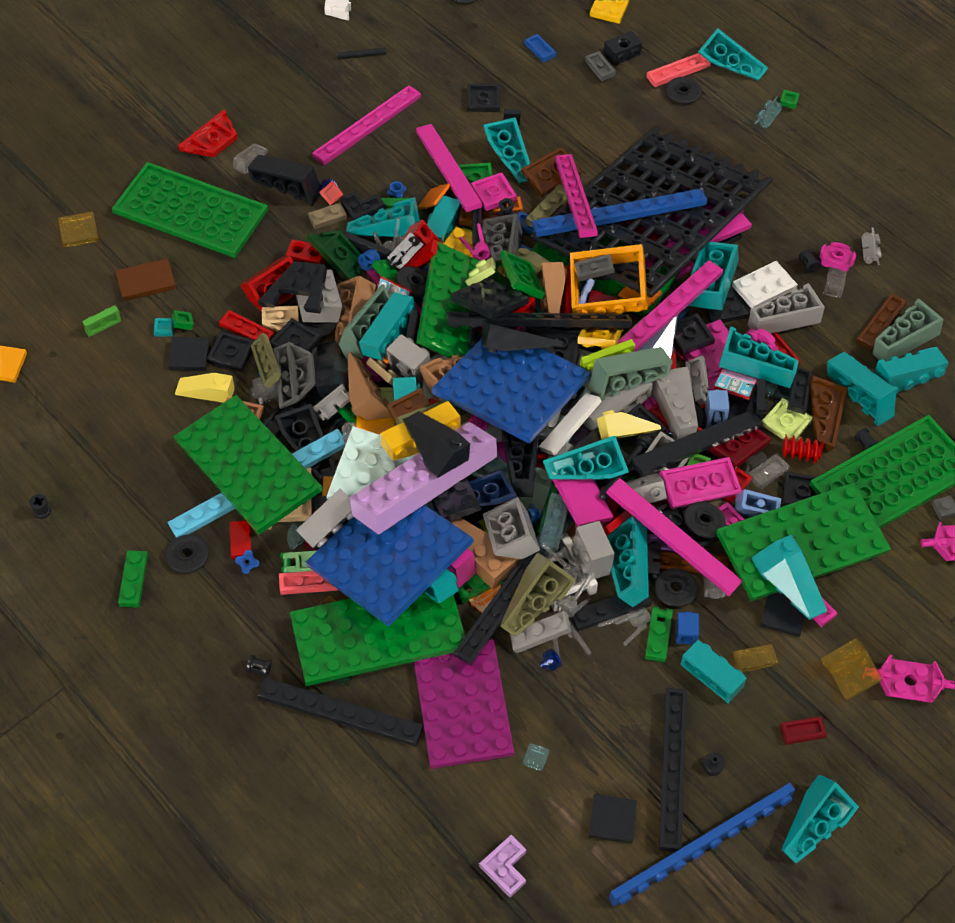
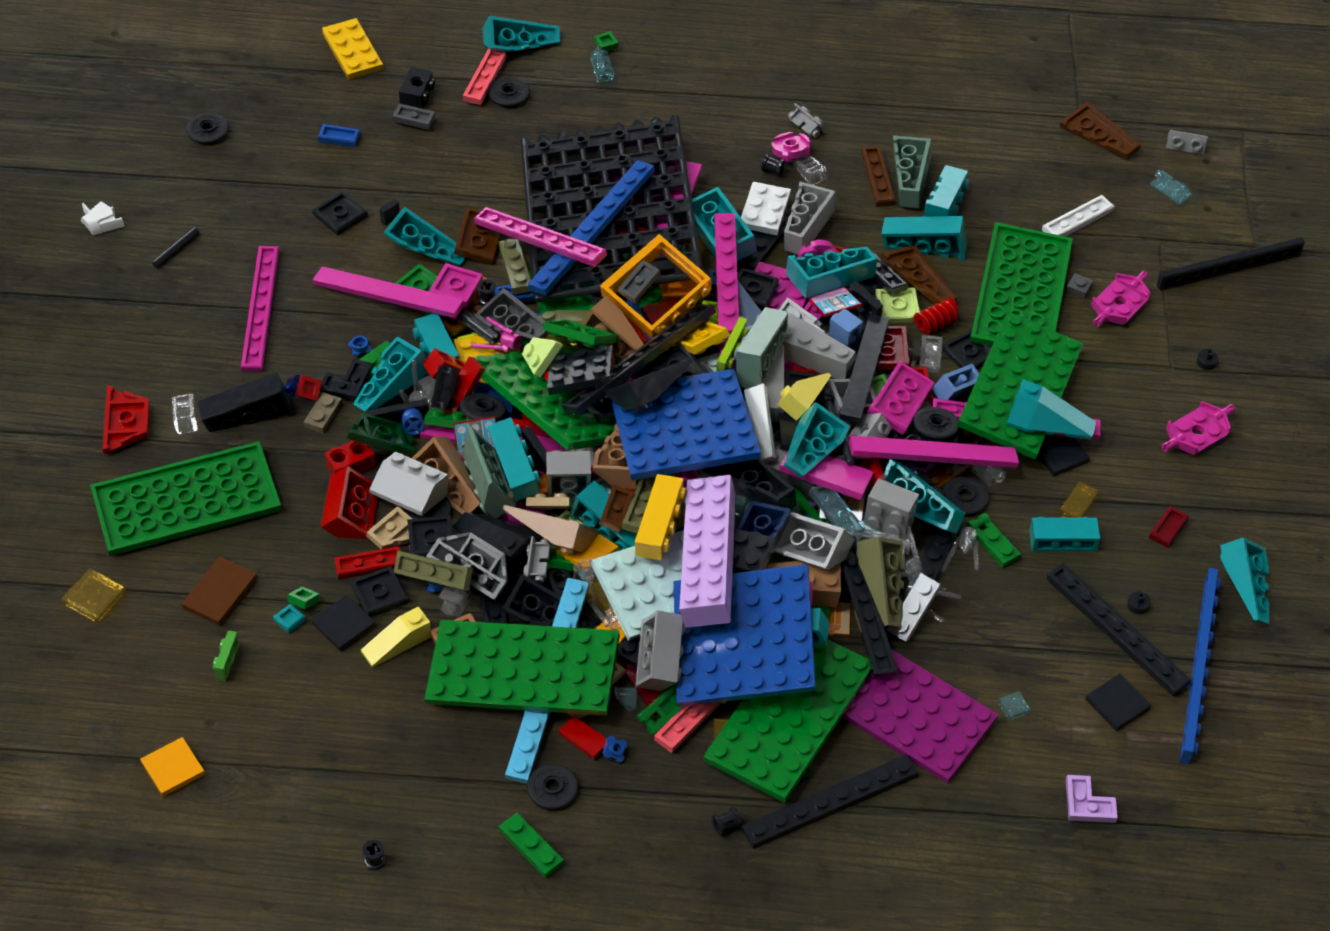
camera: 45 degrees left, 5 degrees down
(299, 279) = (383, 478): black wing -> none
(433, 196) = (405, 325): orange piece -> none
(437, 443) = (702, 509): black wedge -> none
(550, 660) = (942, 624): clear blue tile -> none
(687, 627) = (1010, 517): blue brick -> none
(852, 668) = (1158, 452): clear yellow bracket -> none
(865, 438) = (972, 276): black bush -> none

